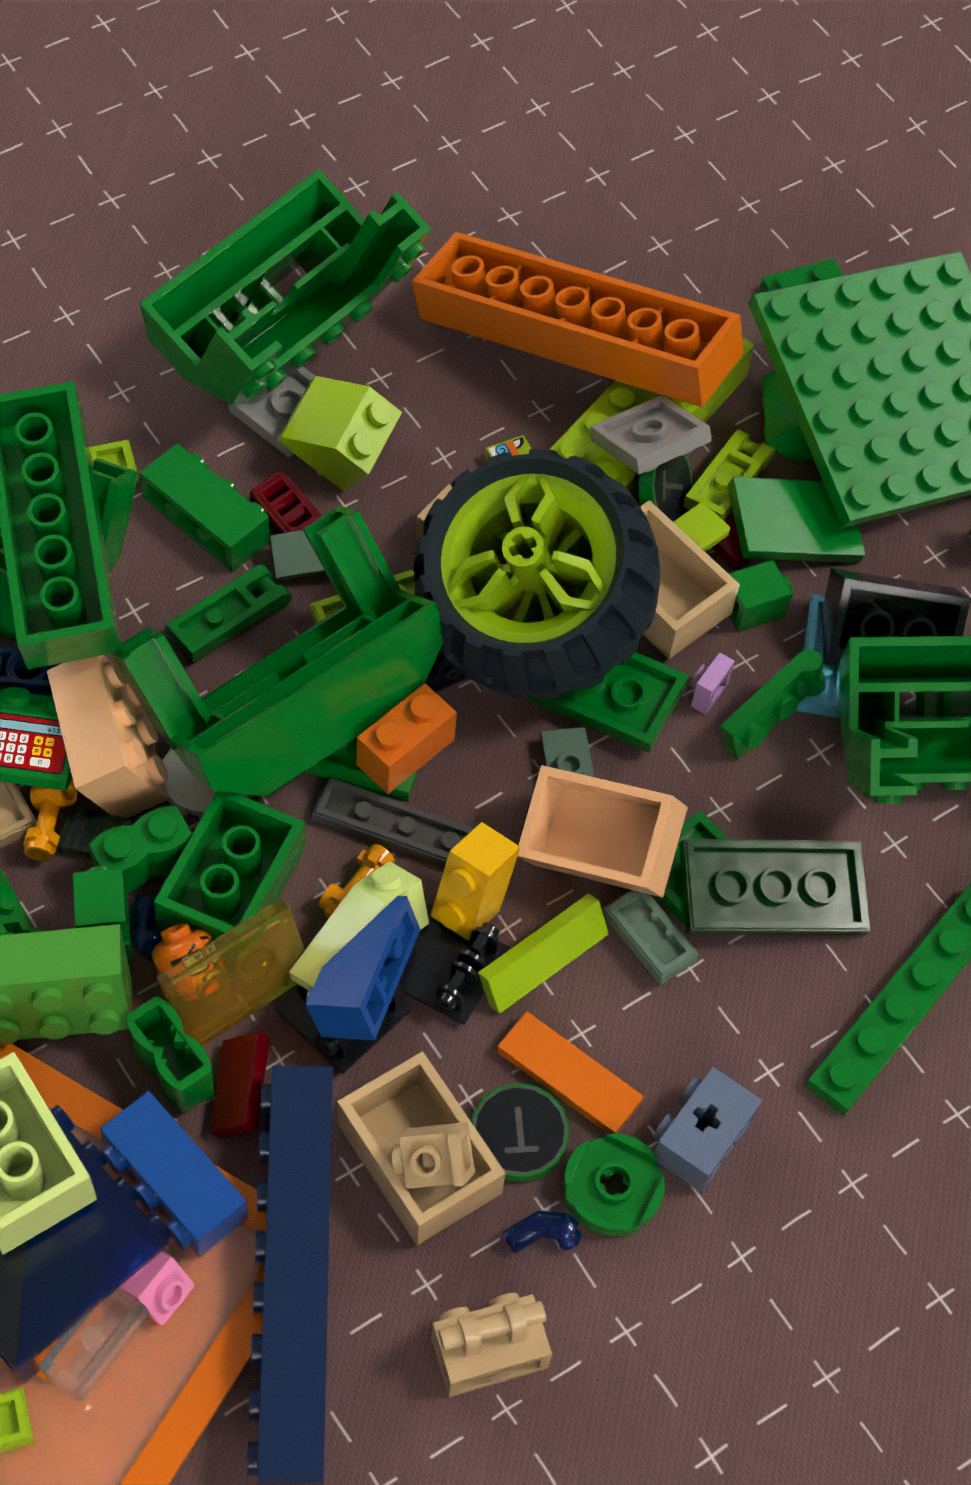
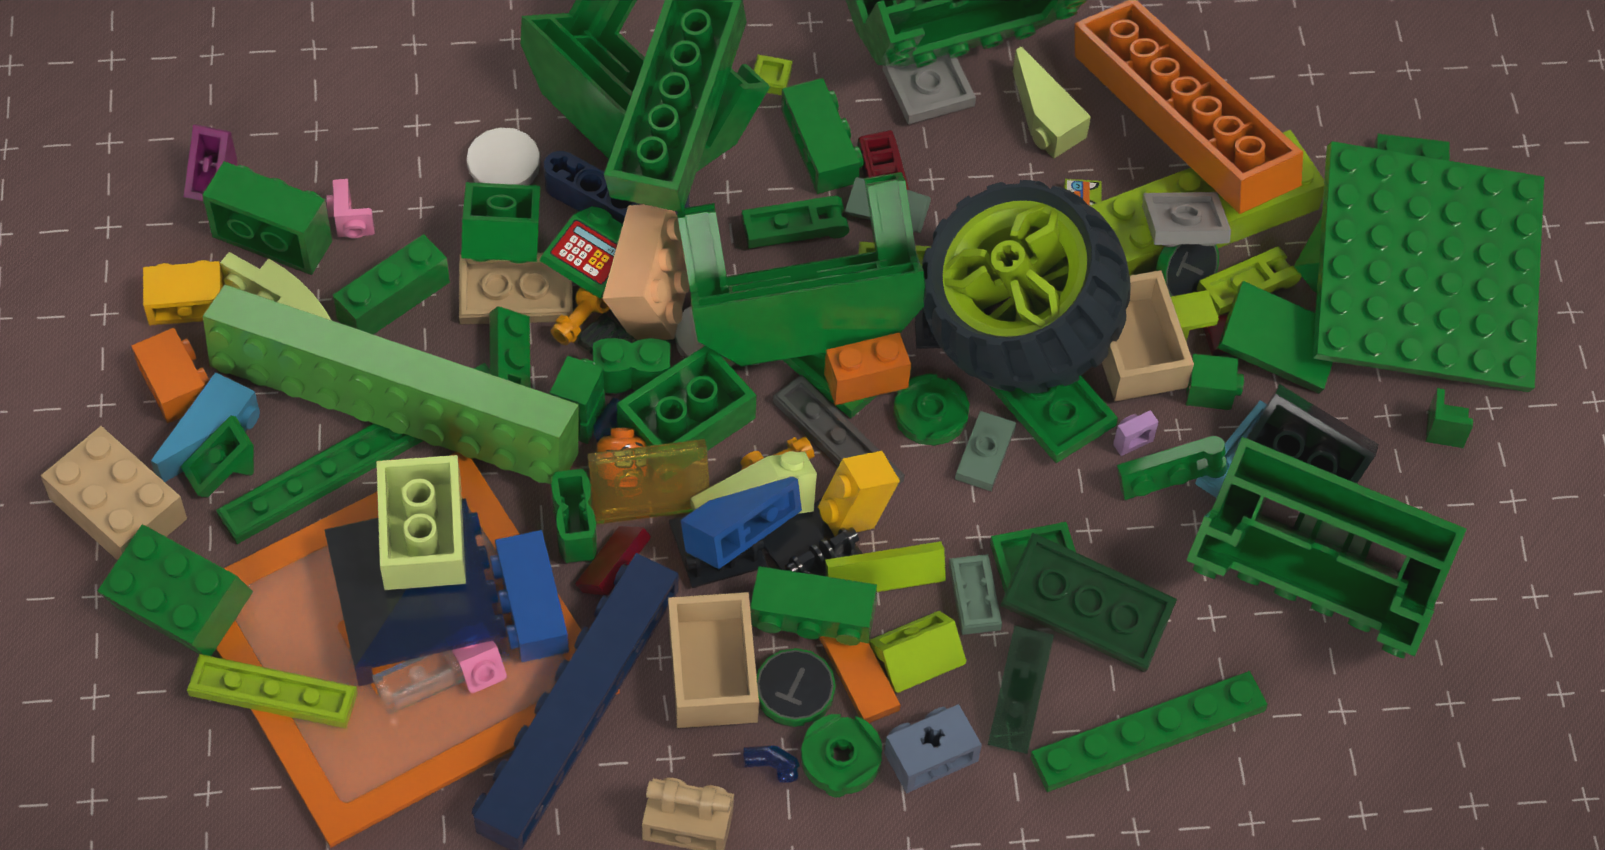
camera: 30 degrees right, 0 degrees up
(339, 429) = (953, 116): lime slope -> none
(428, 382) = (1050, 112): none -> yellowish green slope
(446, 1144) = (713, 665): tan brick -> none
(488, 754) = (931, 410): none -> green tile
(495, 1030) = (813, 605): none -> green brick
(602, 830) = (974, 499): light nougat piece -> none
(627, 1023) = (919, 650): none -> lime panel
(759, 1013) = (1021, 689): none -> clear green slope

